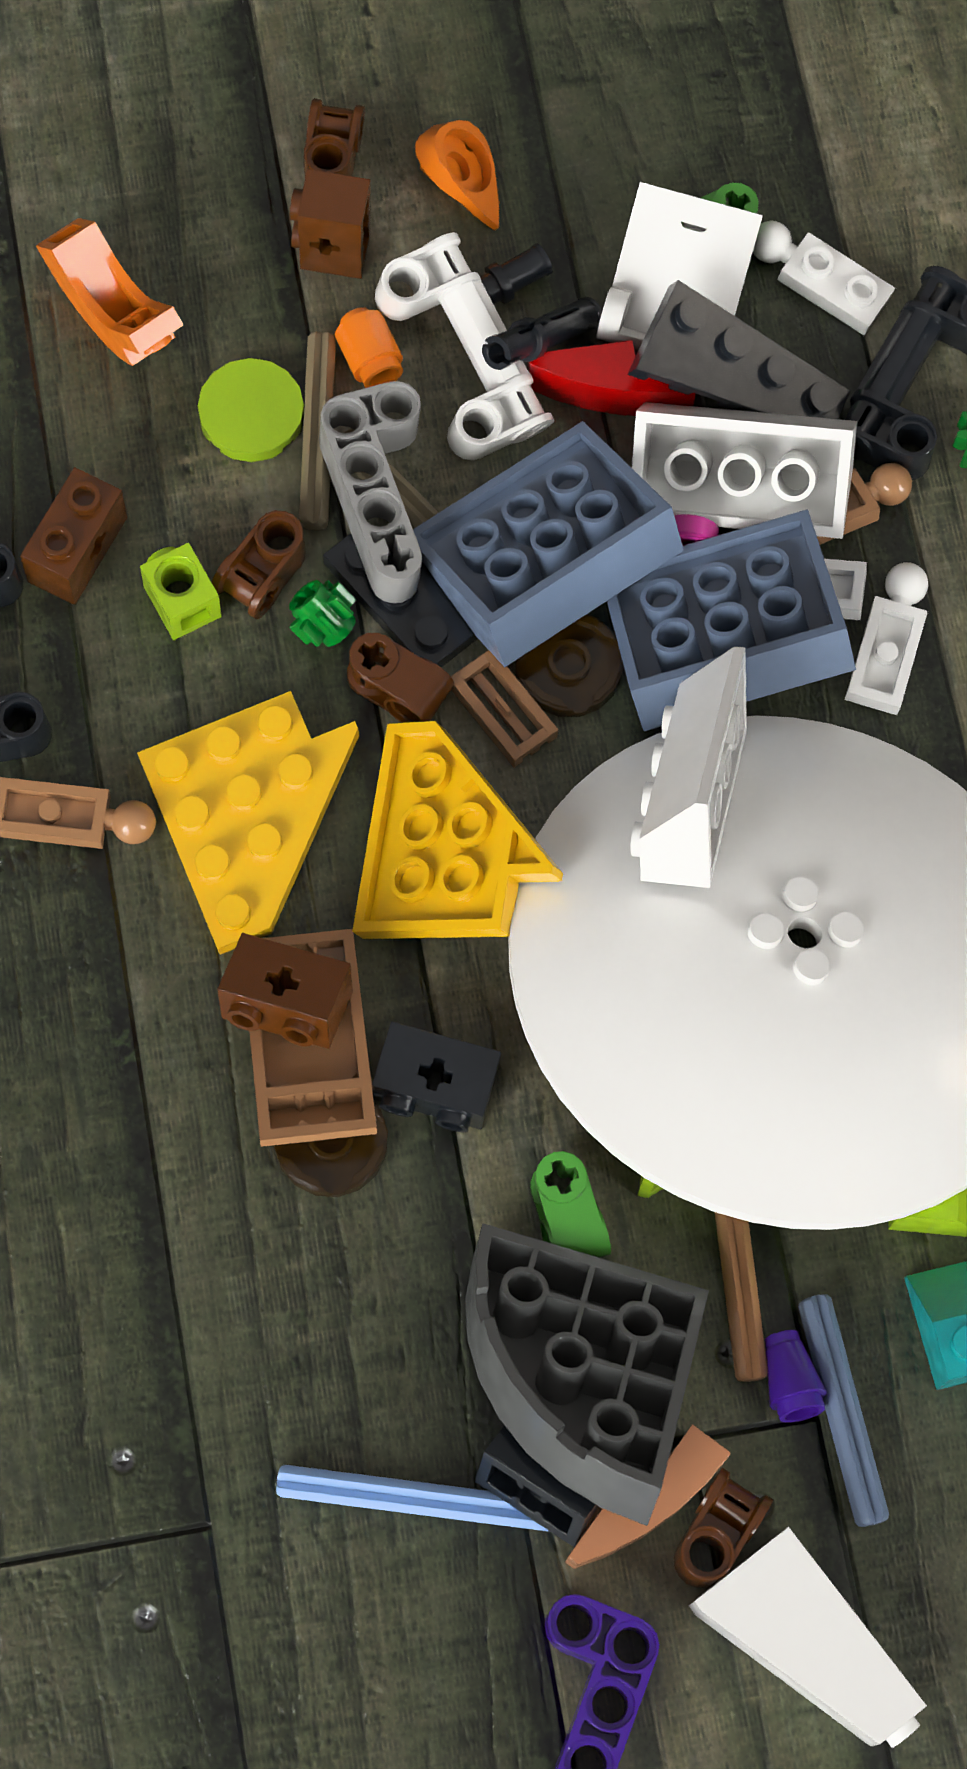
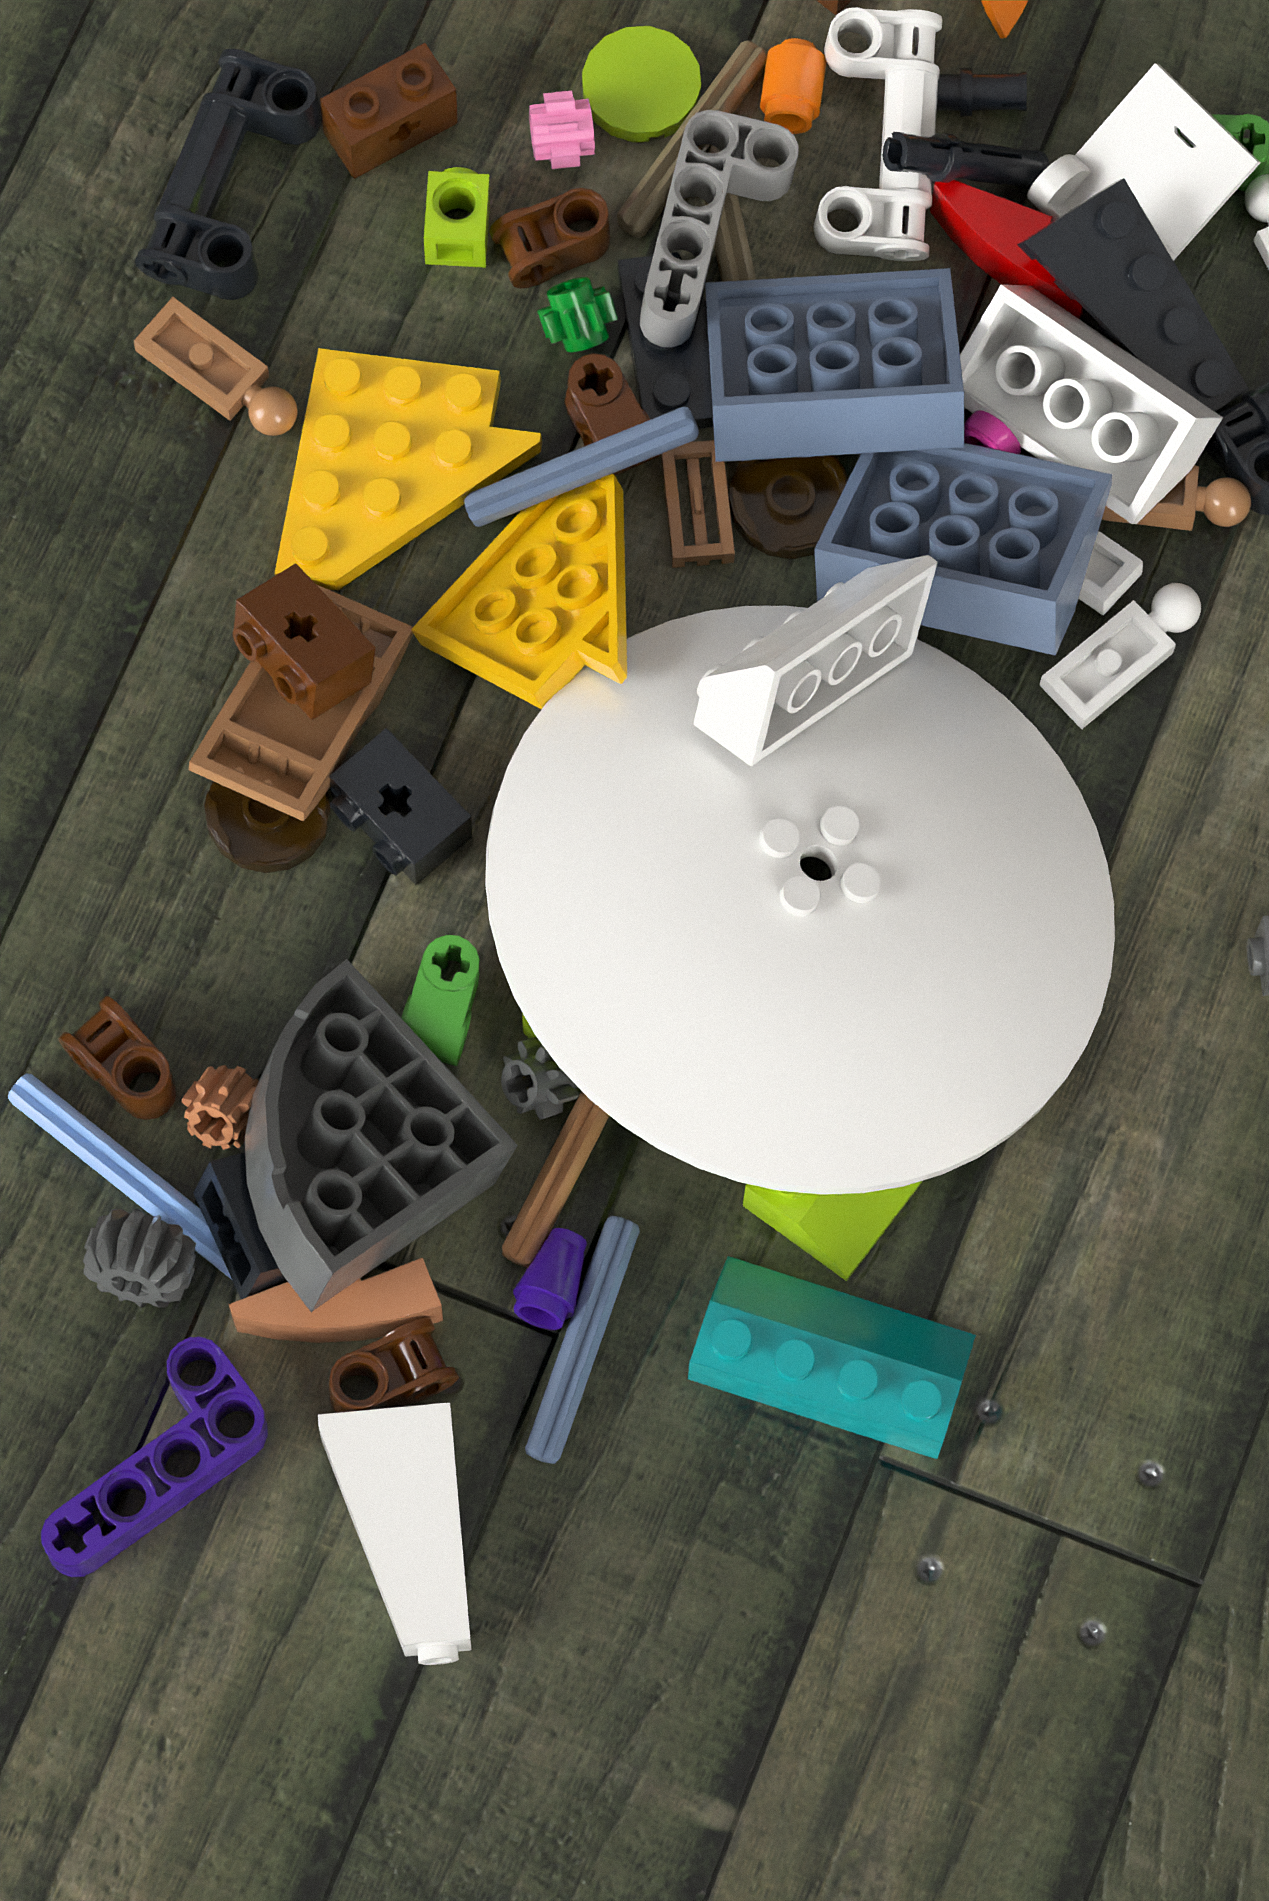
camera: 35 degrees right, 0 degrees up
(217, 477) = (561, 129): none -> bright pink gear
(345, 1408) = (116, 1051): none -> reddish brown piece
(407, 729) = (581, 466): none -> sand blue axle
(455, 1399) = (220, 1106): none -> nougat gear
(472, 1562) = (139, 1258): none -> dark grey gear
(681, 1227) = (536, 1081): none -> dark grey gear

